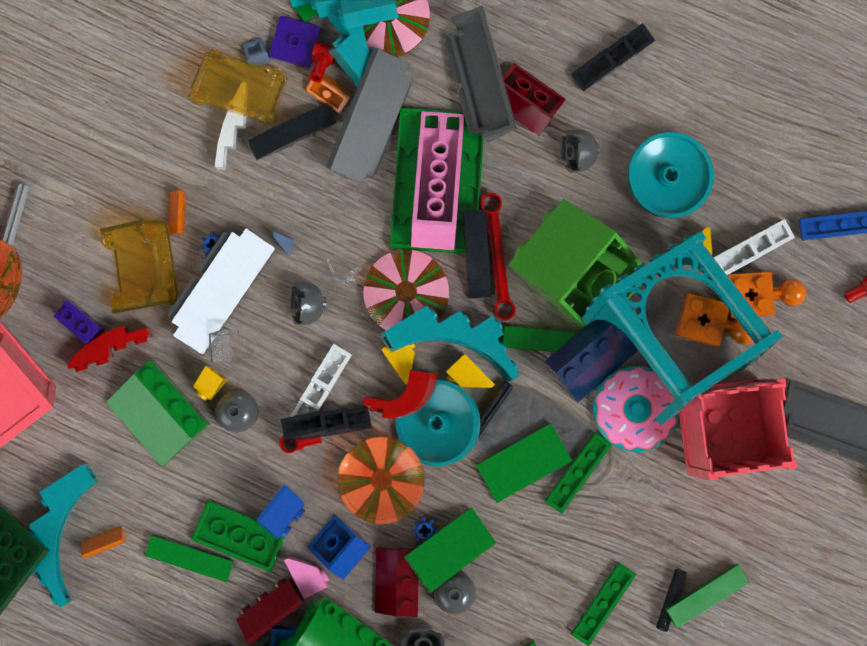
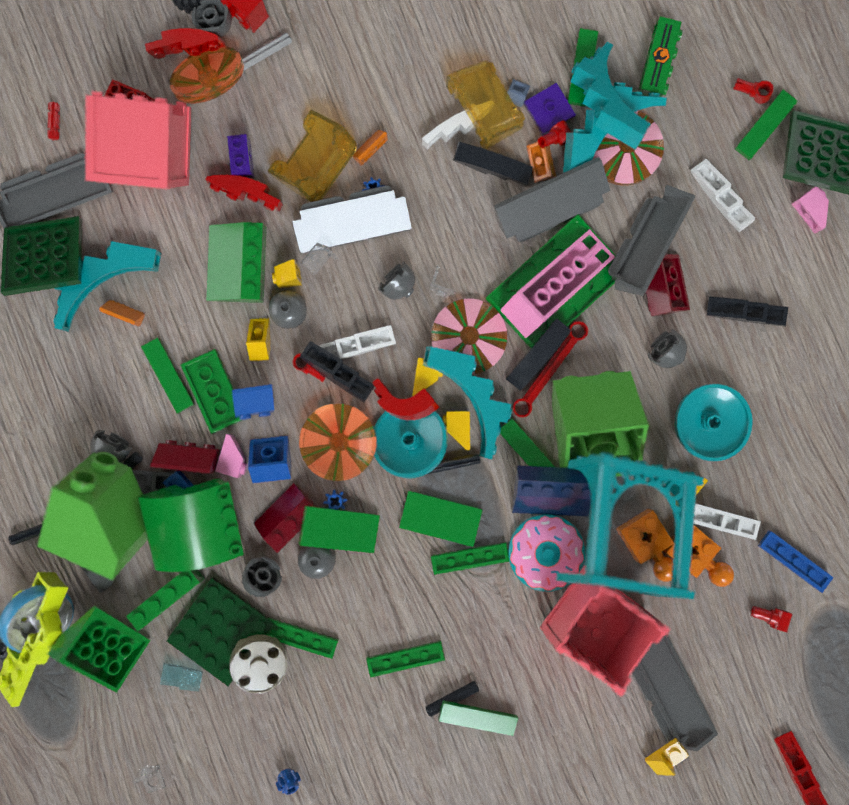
camera: 40 degrees right, 0 degrees up
(236, 457) = (258, 339): none -> yellow slope
(285, 242) = (422, 231): sand blue slope -> none

